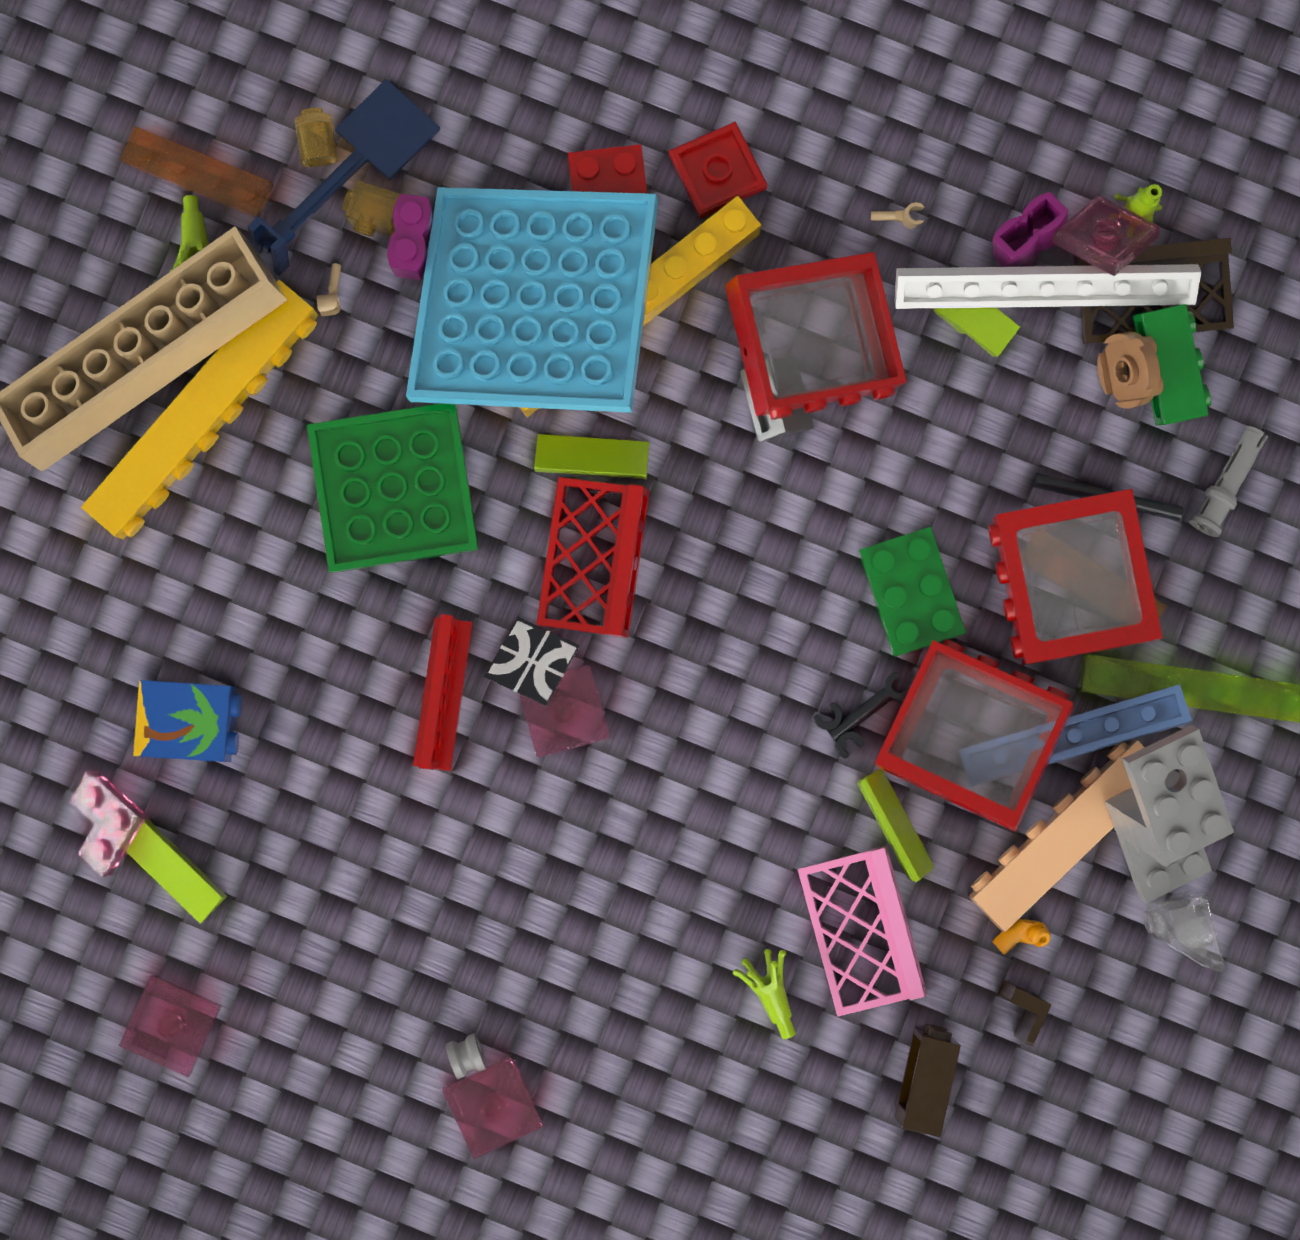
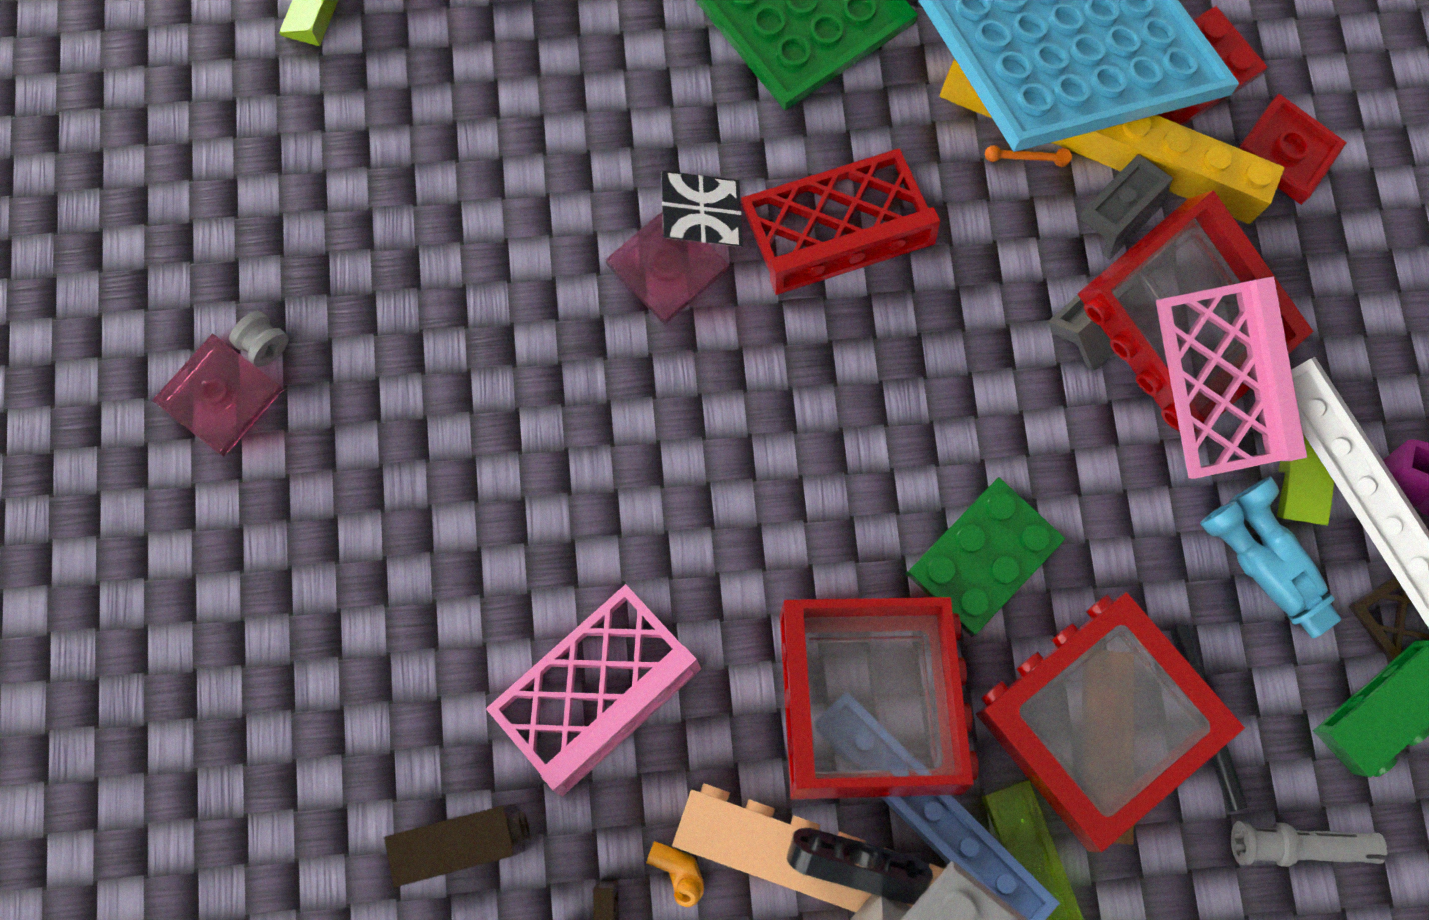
camera: 55 degrees right, 10 degrees down
(170, 1025) = (161, 49): clear pink plate -> none
(443, 693) = (618, 146): red fence -> none
(591, 456) = (936, 170): lime slope -> none
(699, 330) = (1127, 203): none -> dark grey panel
(771, 991) = (477, 621): lime piece -> none
(840, 728) = (800, 555): black bar -> none
(891, 313) = (1269, 379): none -> bright pink fence
(895, 825) = (728, 665): lime slope -> none
(900, 215) = (1357, 360): tan hand -> none
(1030, 381) = (1280, 564): none -> medium azure piece
(1059, 835) = (835, 861): none -> black beam
(1144, 378) = (1386, 663): medium nougat plate -> none

